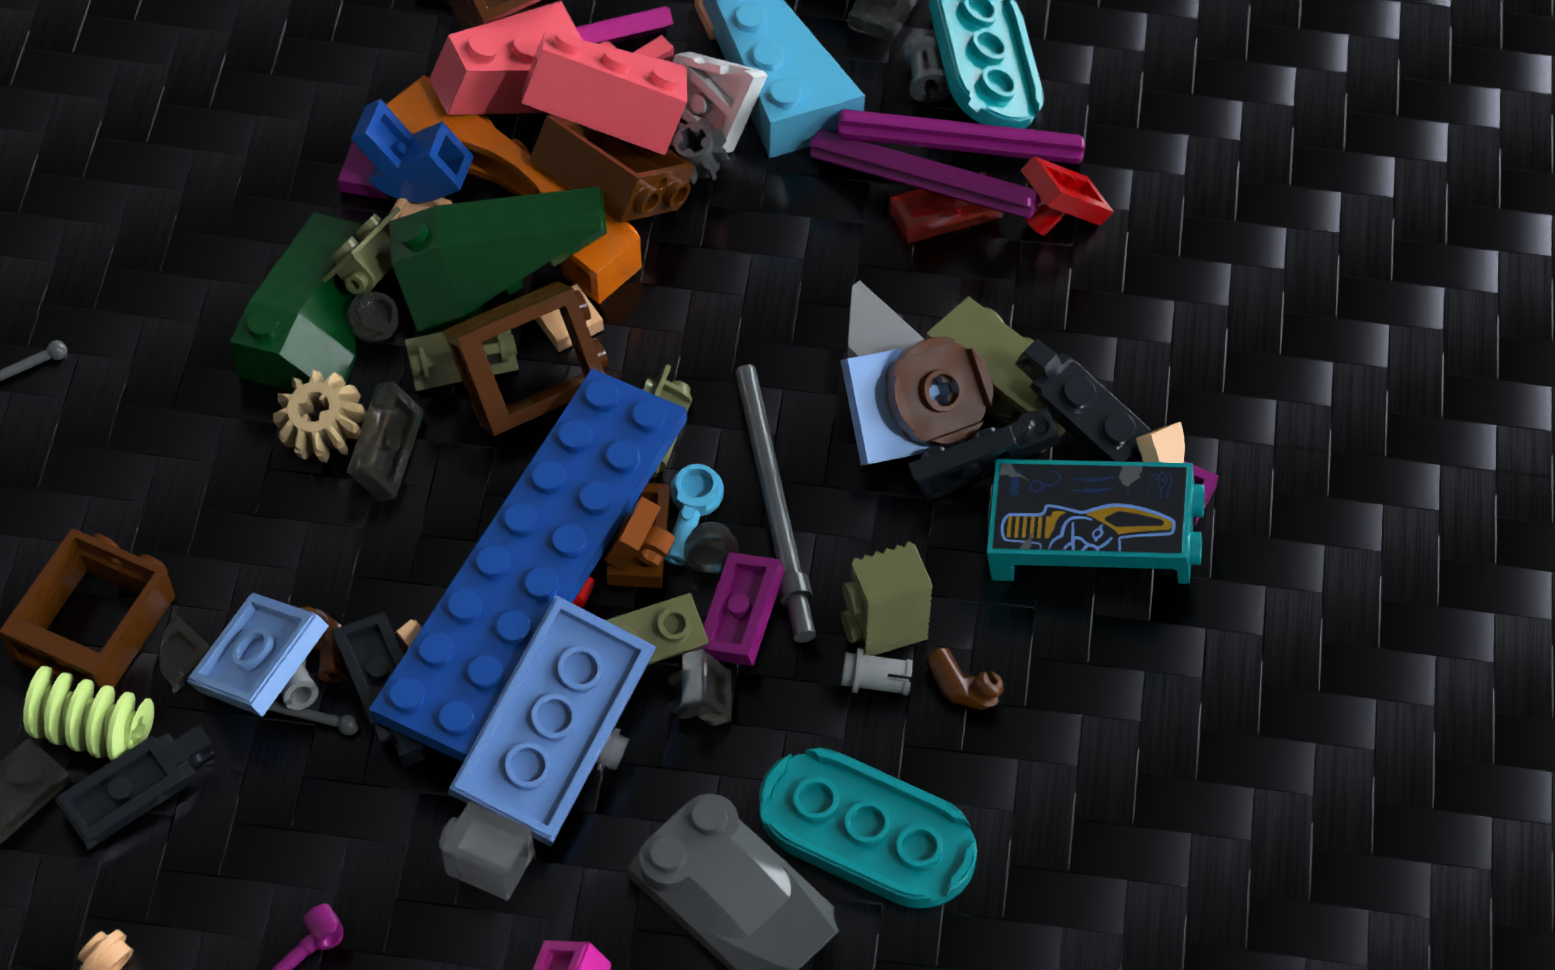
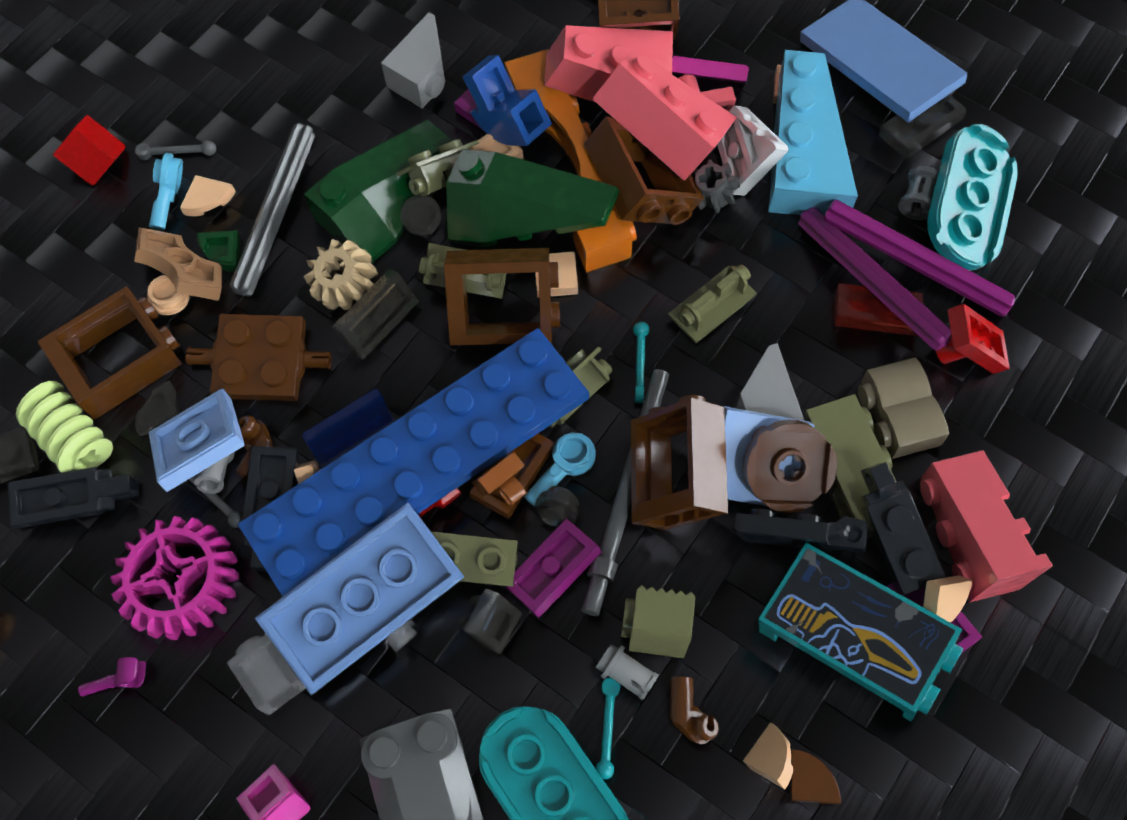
camera: 30 degrees right, 10 degrees up
(31, 396) = (169, 176): none -> medium azure plate
(91, 402) = (206, 195): none -> light nougat tile
(117, 523) = (164, 298): none -> light nougat plate
(127, 487) = (185, 269): none -> medium nougat tile
(145, 454) = (221, 248): none -> dark green tile
(185, 384) = (272, 210): none -> dark grey axle
(270, 154) = (416, 64): none -> light grey slope
(270, 545) = (259, 357): none -> reddish brown plate
(315, 834) = (139, 583): none -> dark pink gear
(428, 571) = (348, 428): none -> clear blue panel
(698, 336) = (641, 330): none -> teal hinge
(764, 272) = (714, 302): none -> olive hinge
(867, 702) = (610, 689): none -> teal hinge
(872, 455) = (652, 466): none -> reddish brown window
(1026, 291) = (903, 408): none -> dark tan brick
(1069, 683) = (771, 757): none -> light nougat tile
(1121, 688) = (812, 780): none -> reddish brown tile
(1163, 372) = (979, 527): none -> coral wedge

